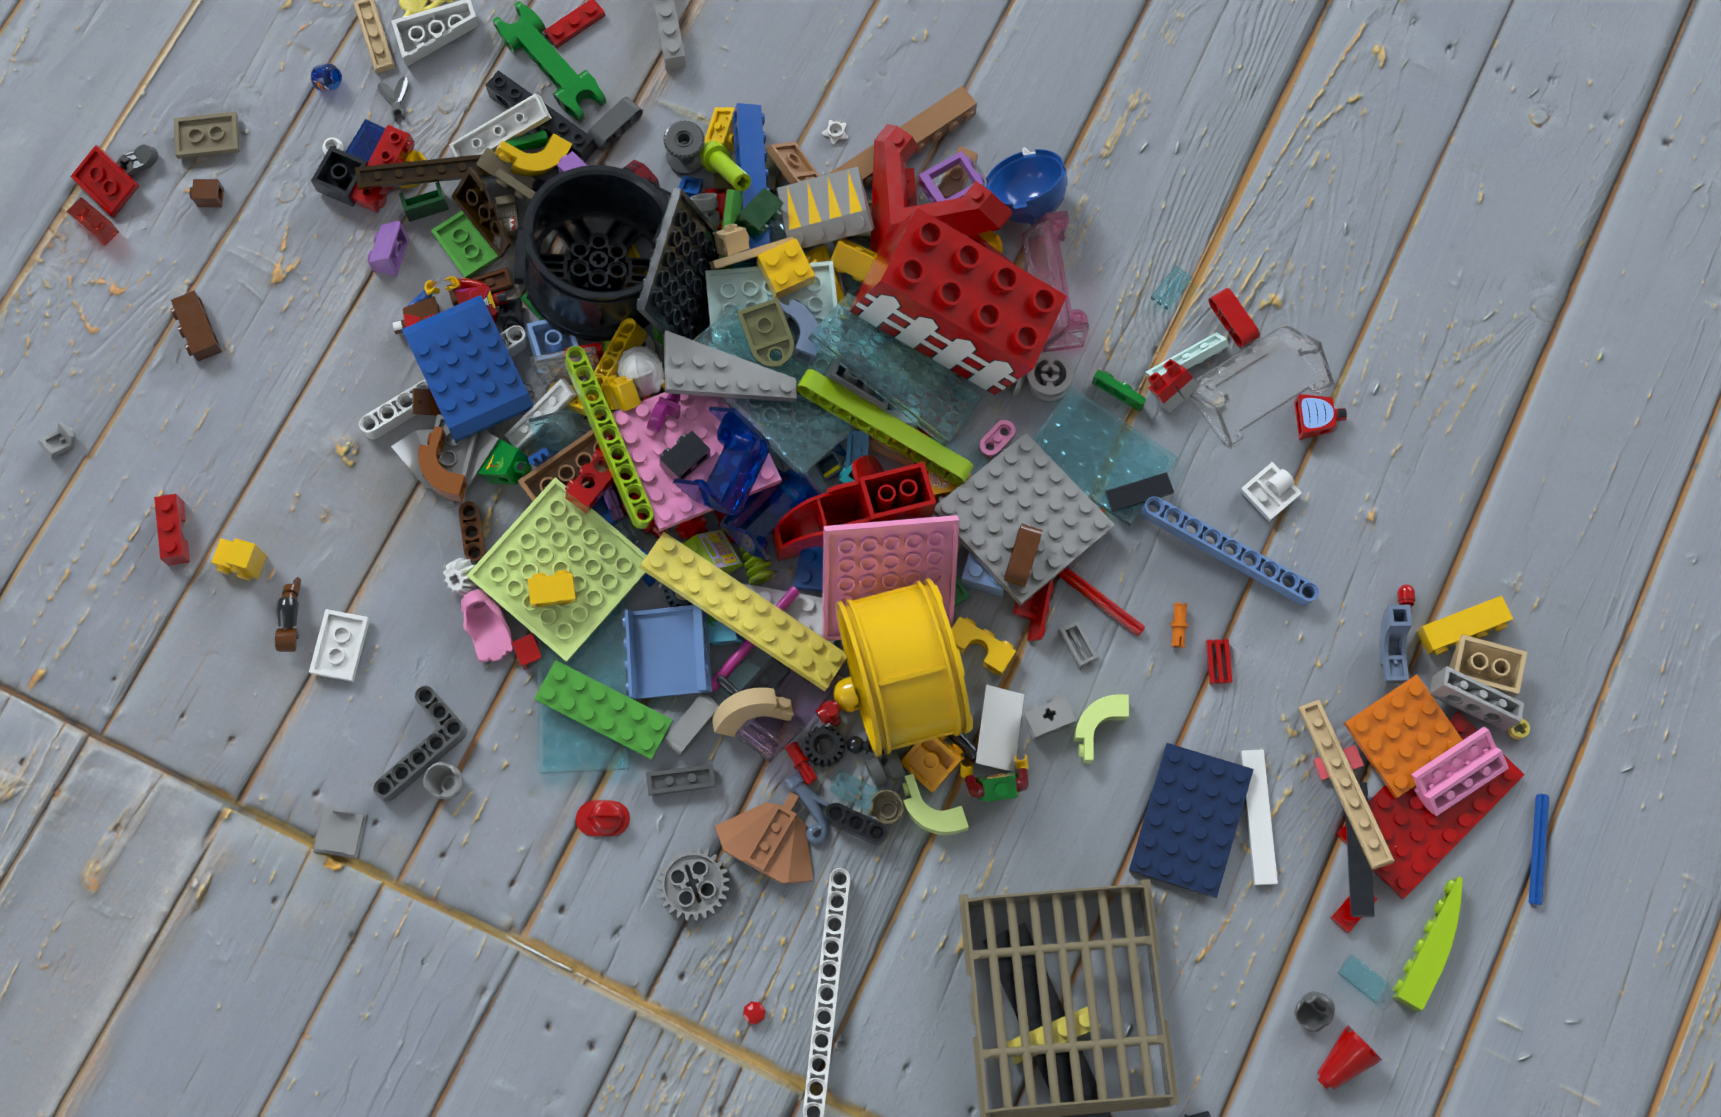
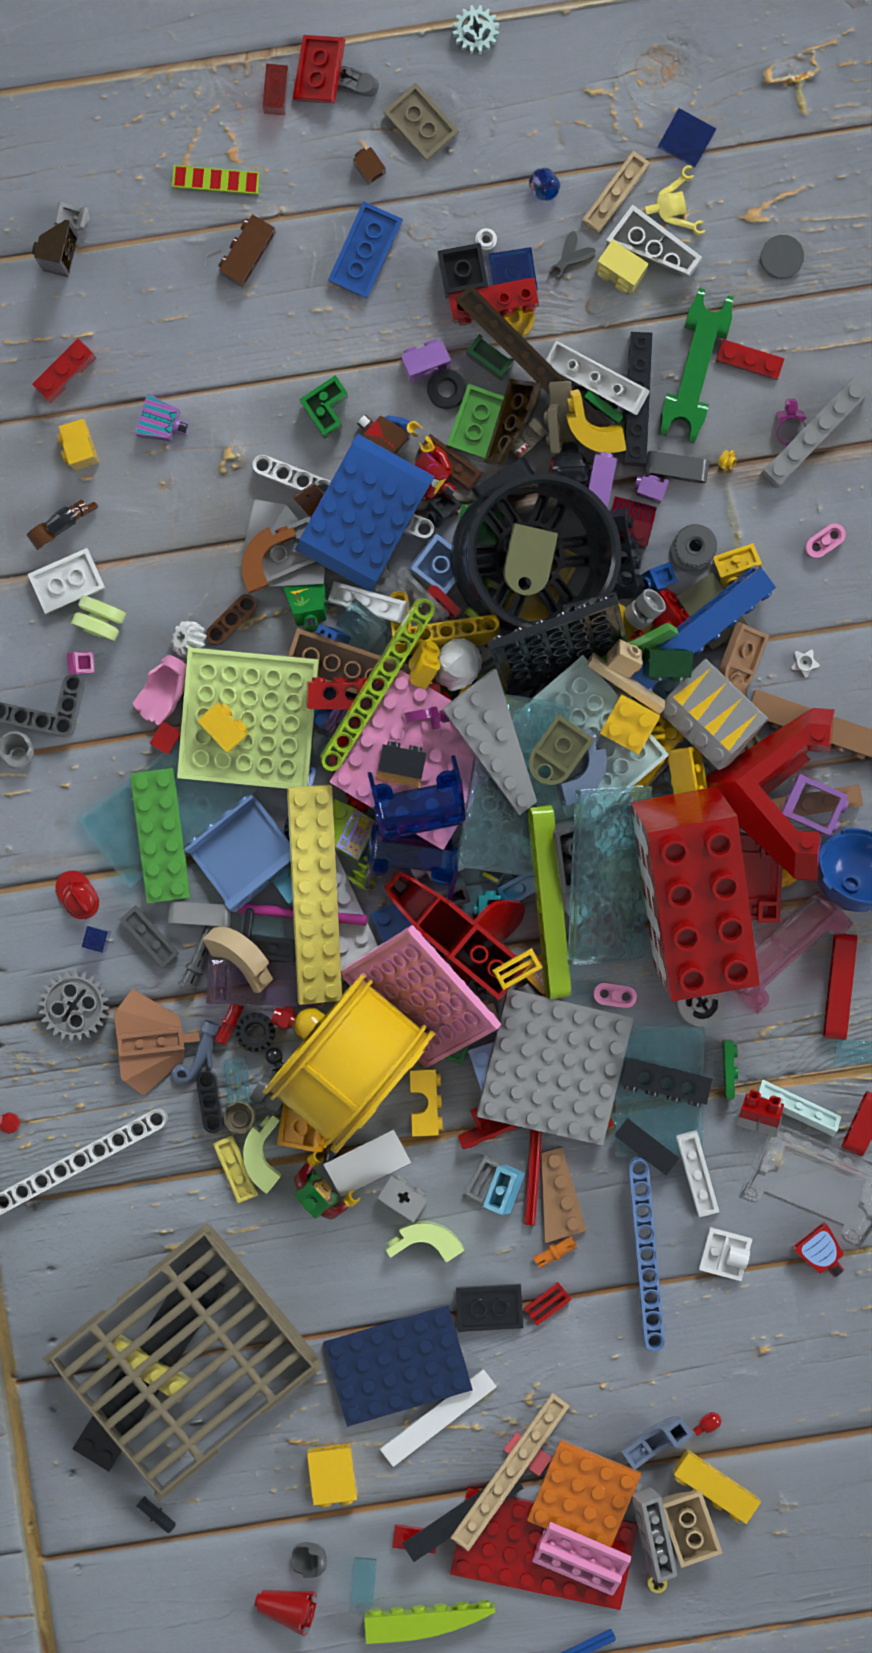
camera: 60 degrees right, 15 degrees up
(70, 465) = (56, 249): none -> dark brown slope
(123, 314) = (216, 180): none -> tile
(171, 51) = (484, 28): none -> light aqua gear
(268, 239) = (365, 250): none -> blue plate
(271, 482) = (160, 420): none -> torso
(358, 349) = (320, 403): none -> green brick
(388, 636) = (98, 618): none -> yellowish green wheel
(413, 680) = (80, 663): none -> dark pink slope
(419, 239) = (446, 375): none -> black tyre
(431, 61) = (621, 267): none -> light yellow brick
(595, 242) = (530, 557): none -> olive tile
(616, 151) = (651, 488): none -> medium lavender brick
(633, 14) = (791, 411): none -> magenta piece
(638, 85) = (727, 460): none -> yellow plate
(650, 824) = (96, 938): none -> clear blue brick
(700, 466) = (398, 779): none -> clear yellow tile
(717, 159) = (700, 583): lime piece -> none
(734, 759) = (194, 968): none -> dark grey pin
(753, 58) = (824, 540): none -> bright pink plate
(919, 488) = (500, 978): none -> yellow tile
(929, 843) = (234, 1168): none -> light yellow tile
(1023, 555) = (516, 1092): reddish brown beam -> none
(1098, 629) = (504, 1189): none -> medium azure brick
(1110, 265) = (840, 986): none -> red beam
(1117, 416) = (698, 1095): none -> black brick
(1144, 596) = (560, 1201): none -> medium nougat wing
(1189, 468) = (697, 1173): none -> white tile
(1191, 710) = (489, 1307): none -> black plate
(1252, 940) = (332, 1475): none -> yellow brick

